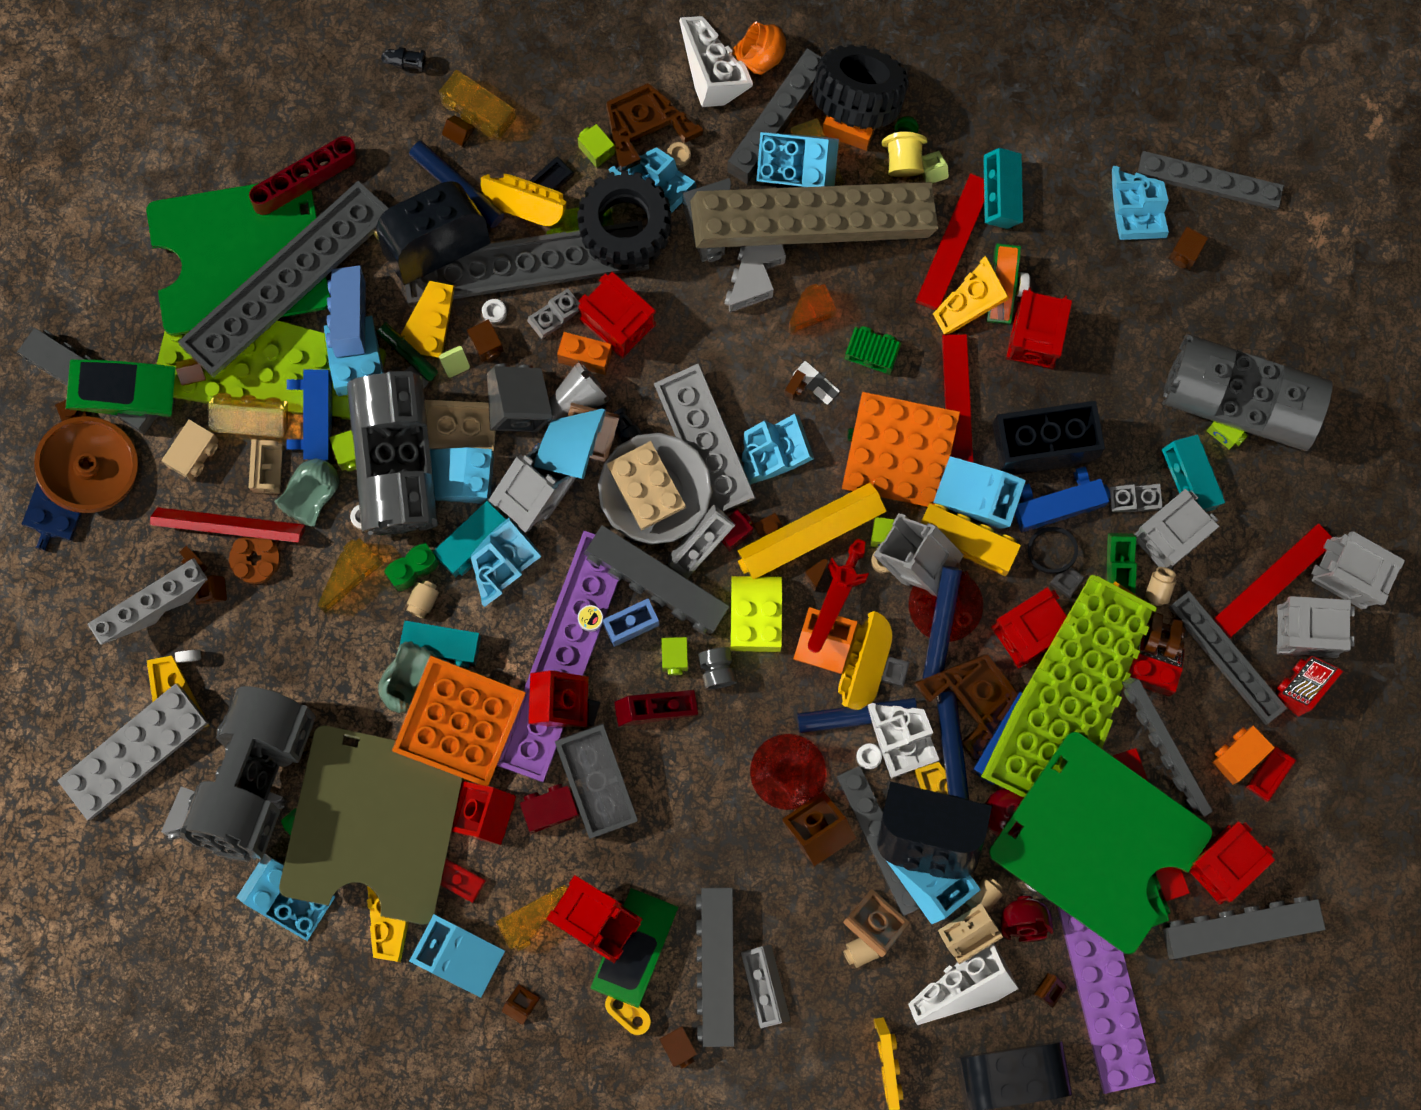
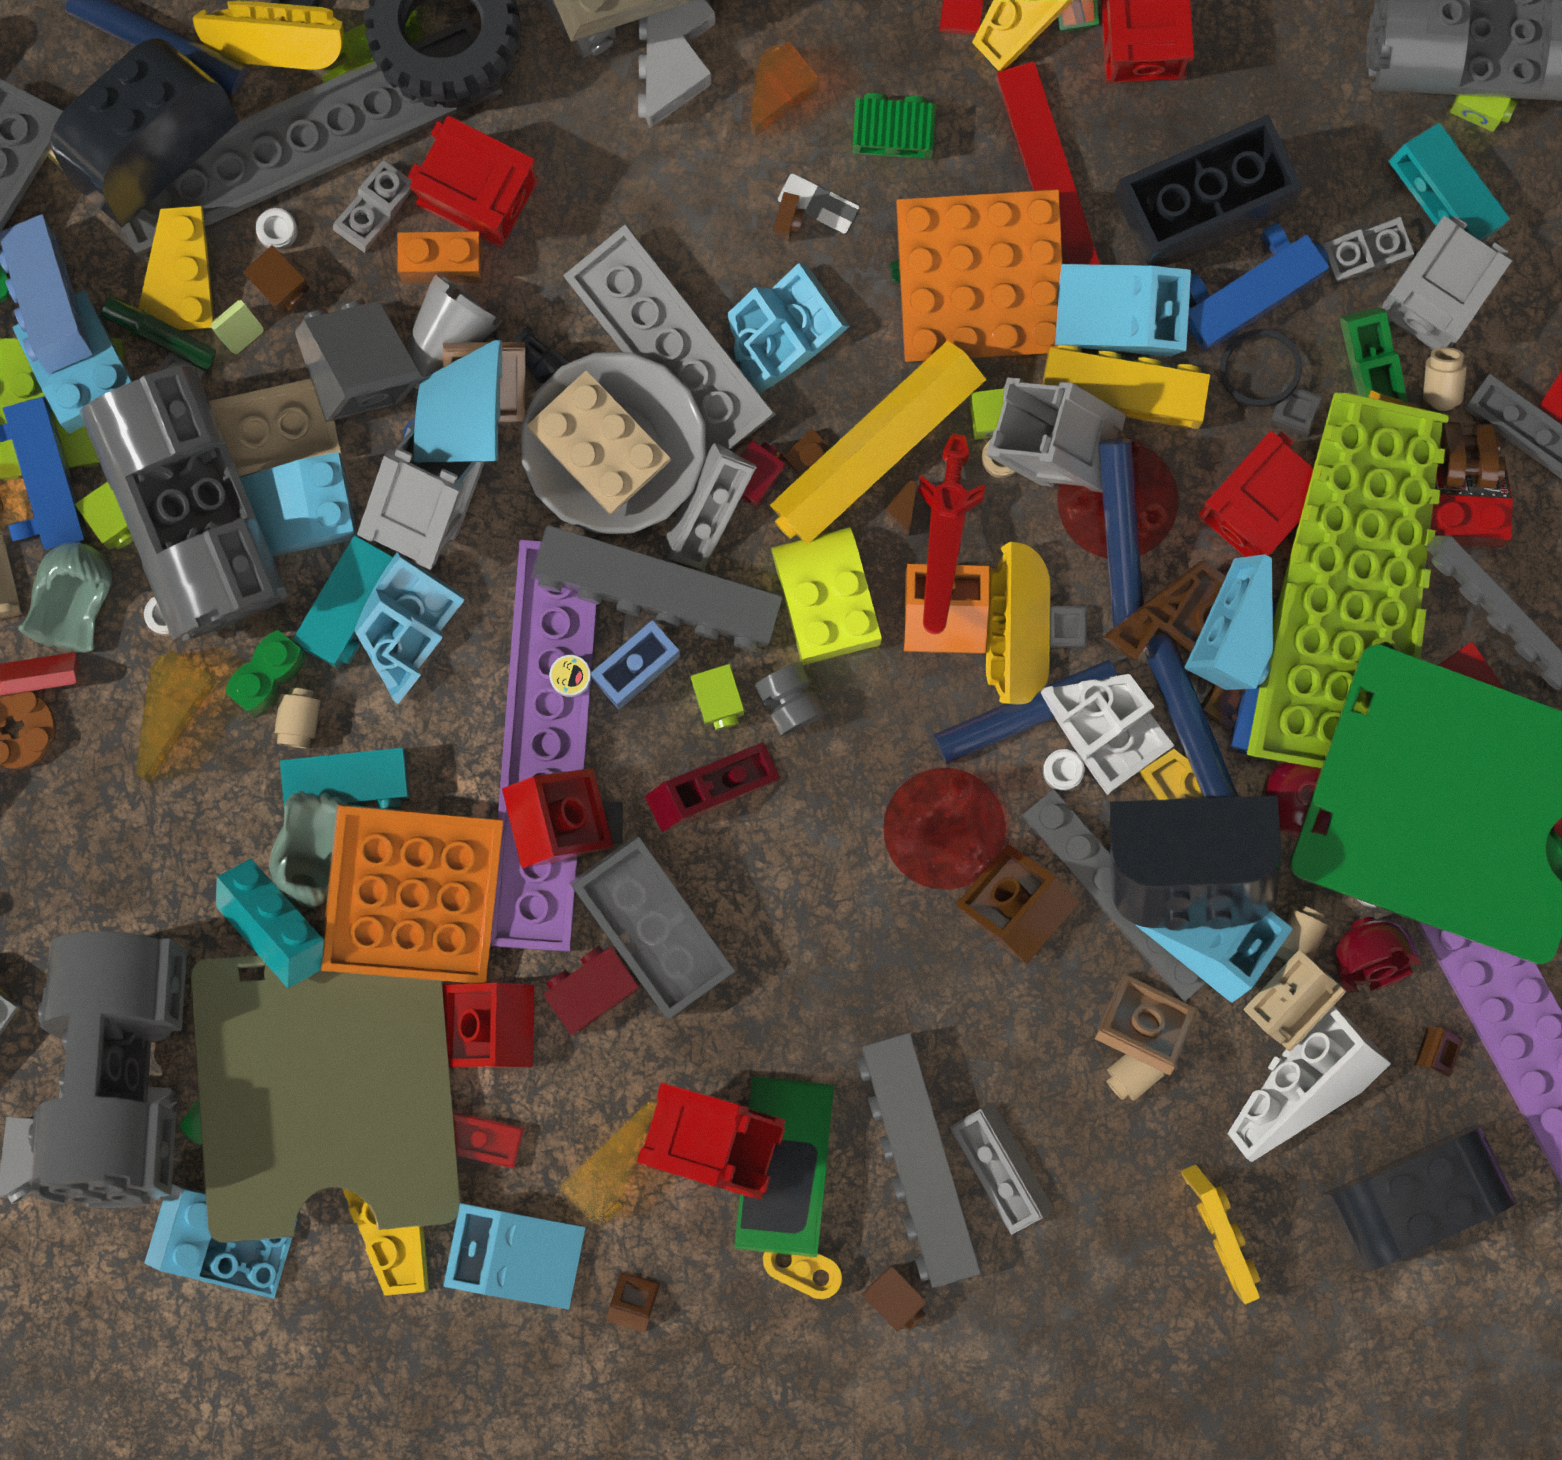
camera: 15 degrees left, 5 degrees up
(369, 714) = (269, 923): none -> teal brick
(996, 700) = (1239, 628): none -> medium azure slope

